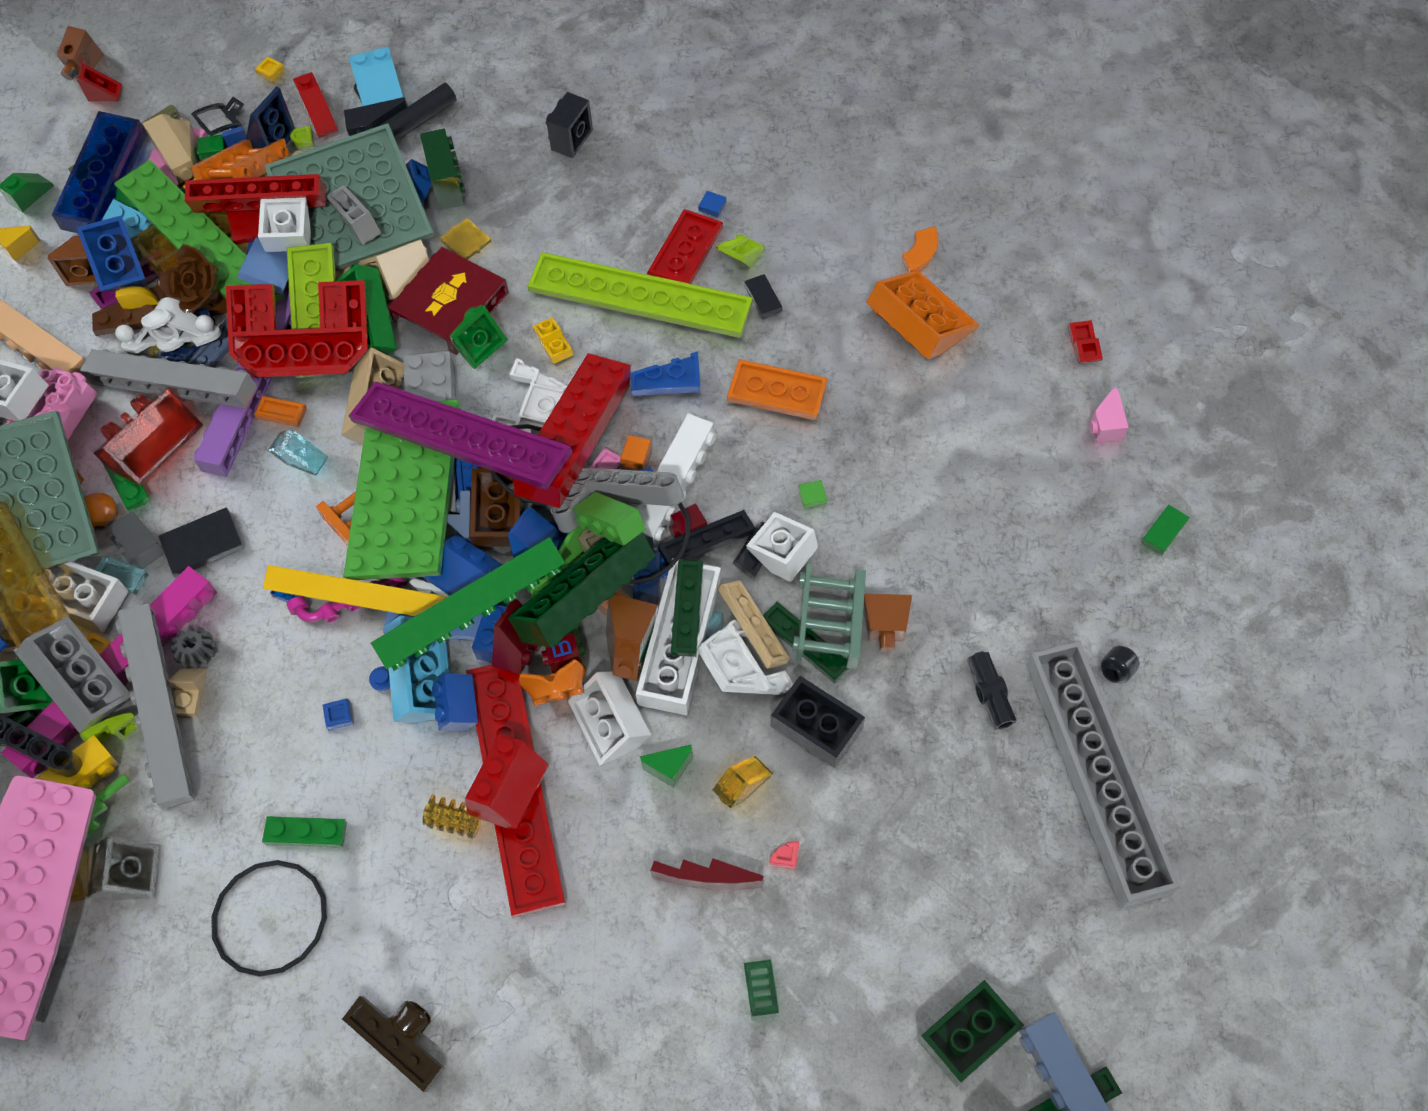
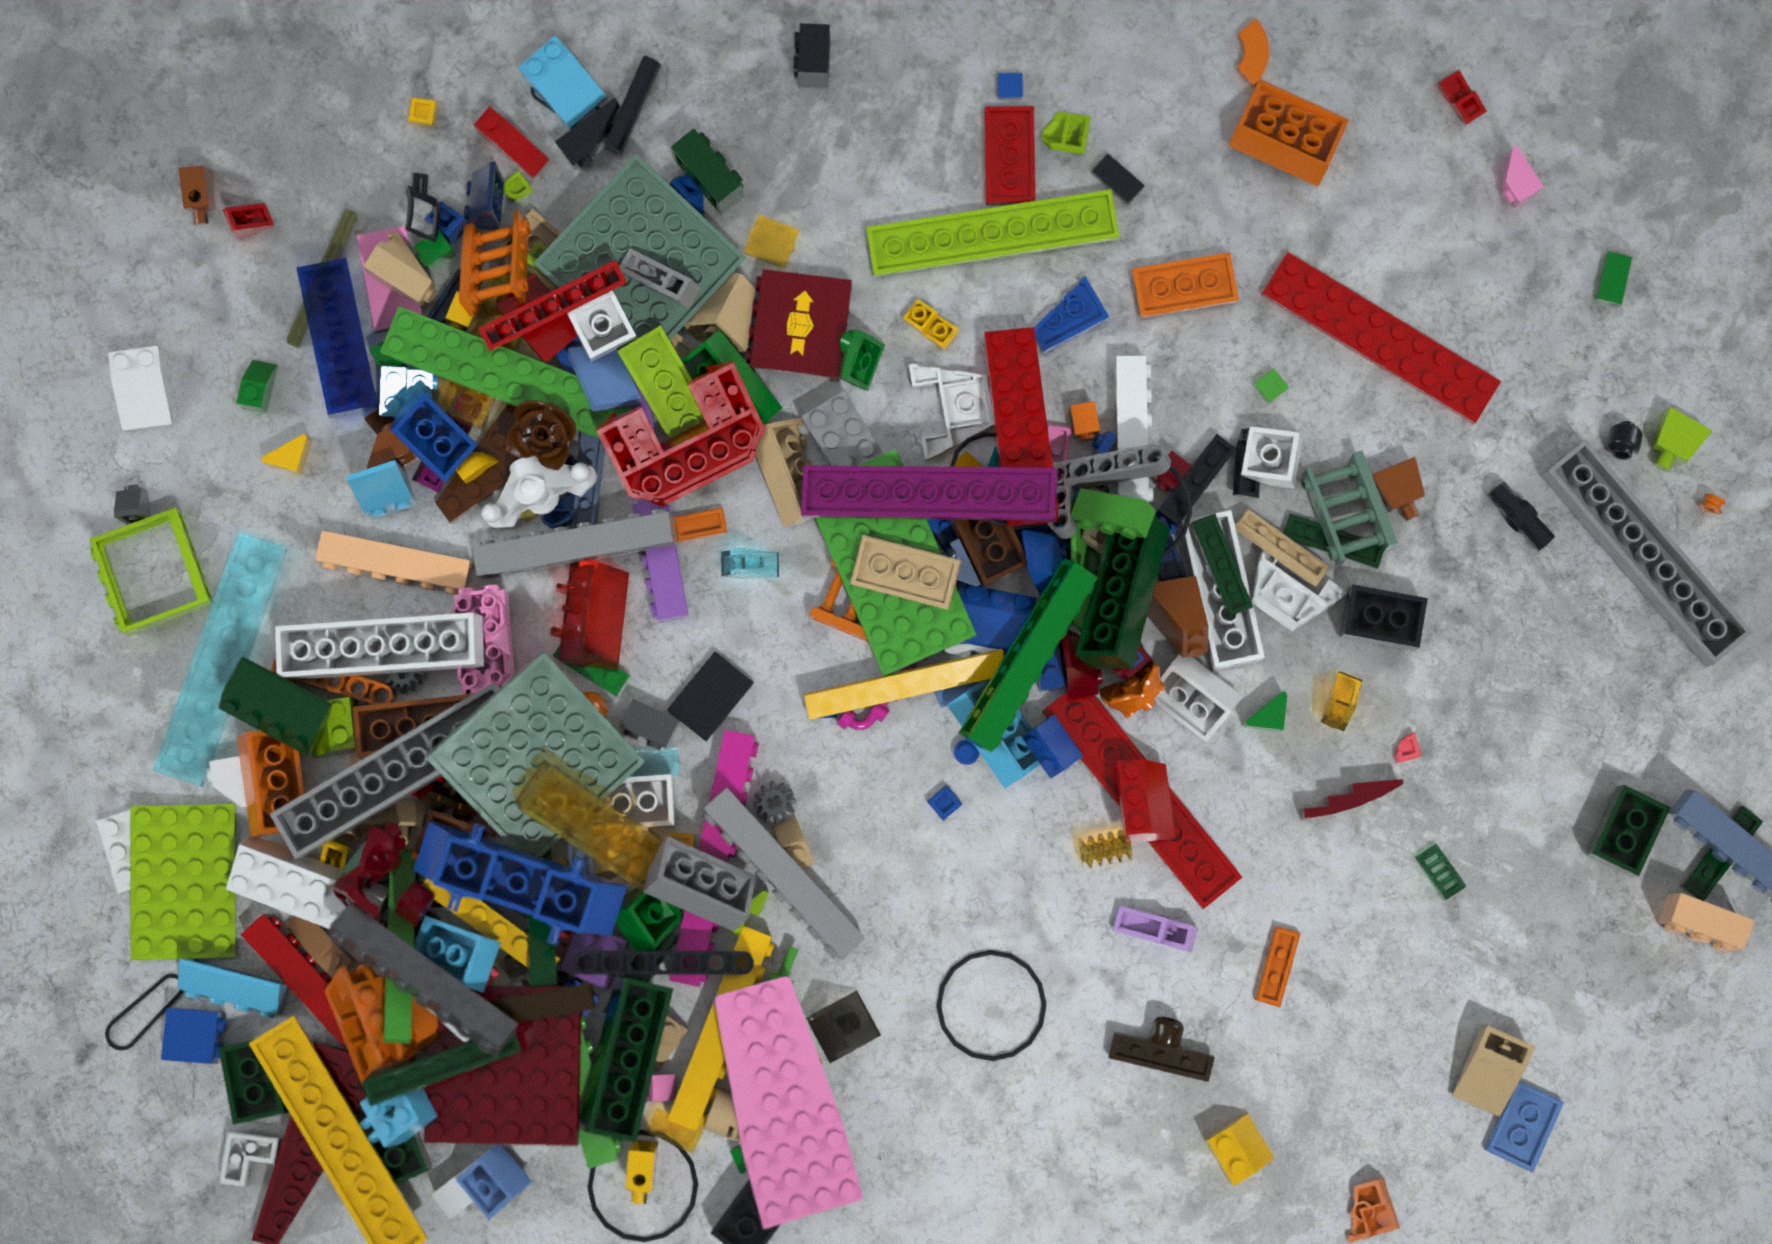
camera: 30 degrees left, 20 degrees up
(53, 278) = (382, 489): none -> medium azure slope
(304, 831) = (979, 920): green plate -> none
(407, 495) = (905, 572): none -> tan tile
(458, 915) = (1155, 929): none -> lavender slope
(554, 1009) = (1277, 966): none -> orange tile
(716, 624) = (1248, 565): clear light blue tile -> none
(931, 498) = (1381, 338): none -> red plate
(1174, 684) = (1677, 438): none -> lime torso
(1186, 756) = (1712, 504): none -> orange bush

